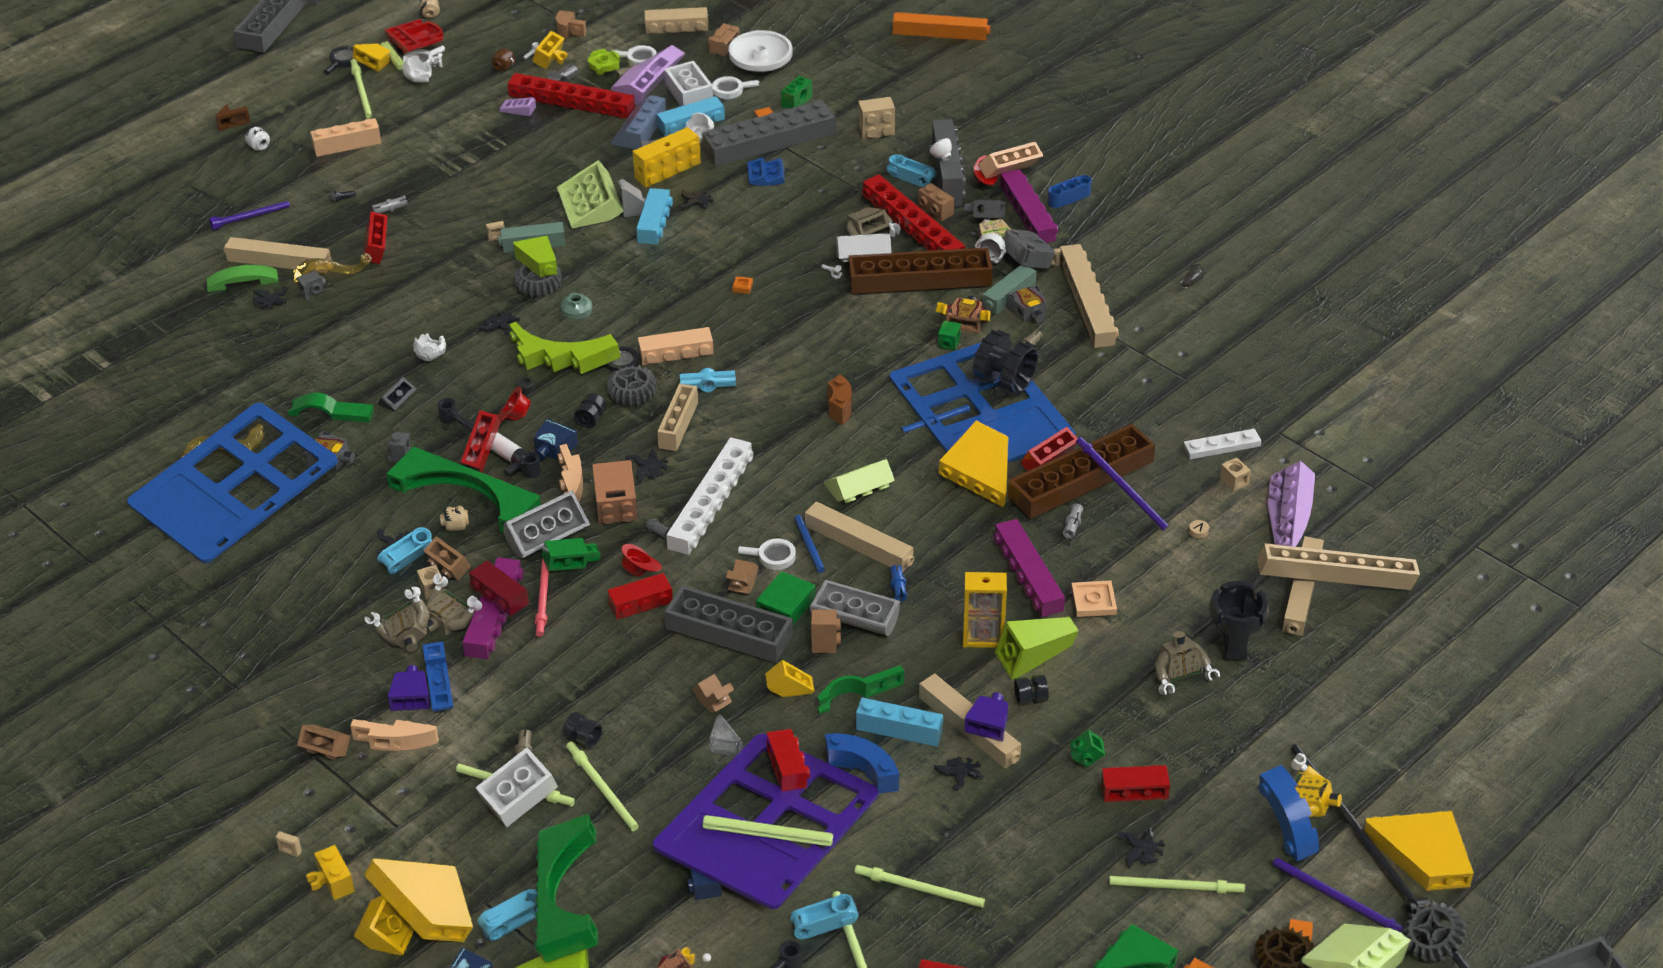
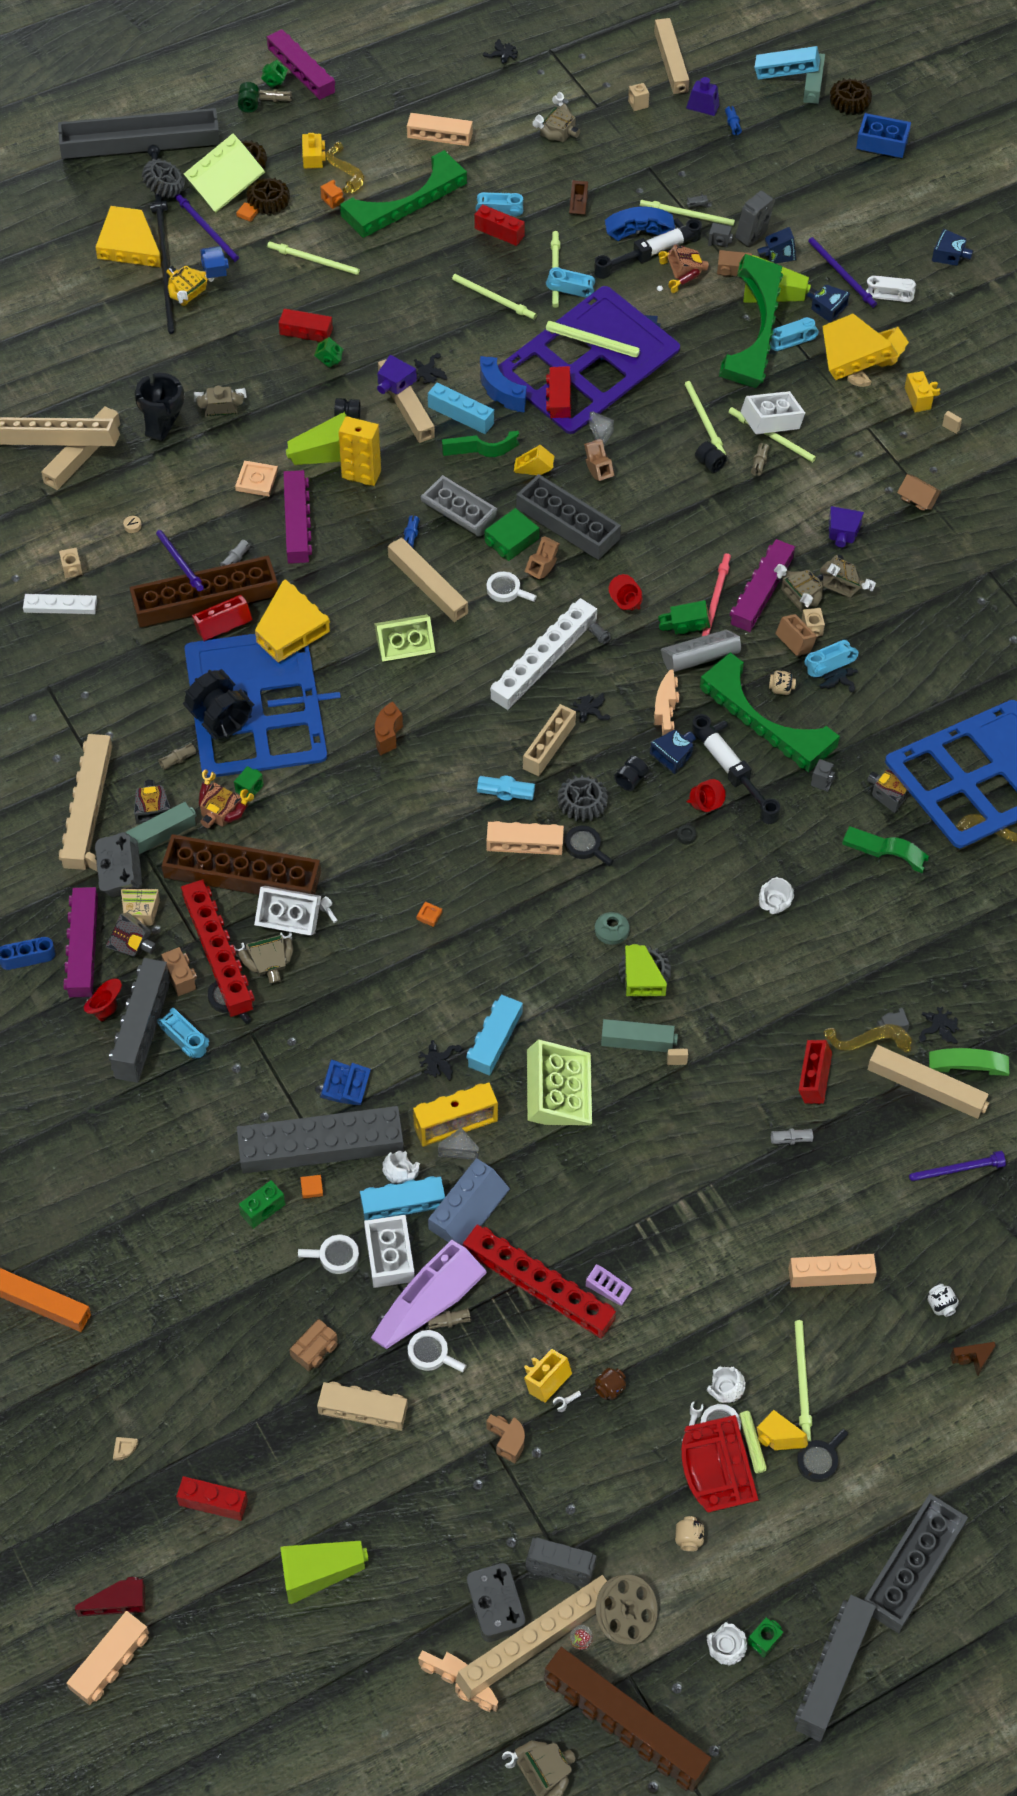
camera: 165 degrees left, 15 degrees up
(335, 196) = (852, 1174): black piece -> none
(397, 394) = (817, 853): black slope -> none
(401, 736) = (859, 487): light nougat slope -> none
(437, 676) = (819, 528): blue slope -> none
(480, 441) = (745, 741): red brick -> none
(498, 588) = (757, 577): dark red brick -> none
(502, 321) = (695, 928): black piece -> none
(559, 355) = (648, 850): lime arch -> none
(564, 74) = (545, 1324): flat silver piece -> none
(603, 61) = (476, 1359): lime plate -> none
(614, 478) = (632, 658): nougat container -> none
(630, 199) = (514, 1063): light grey slope -> none
(640, 596) = (636, 565): red brick -> none
(760, 50) = (277, 1297): white dish -> none
(809, 544) = (471, 590): blue bar -> none
(824, 631) = (492, 486): medium nougat brick -> none
(876, 117) = (187, 1118): tan brick -> none
(942, 149) = (151, 993): white brick -> none
(995, 245) = (155, 876): white hair -> none
(1010, 159) = (71, 997): light nougat brick -> none
(1144, 846) = (323, 286): black piece -> none
(1290, 503) = (47, 517): lavender wedge -> none

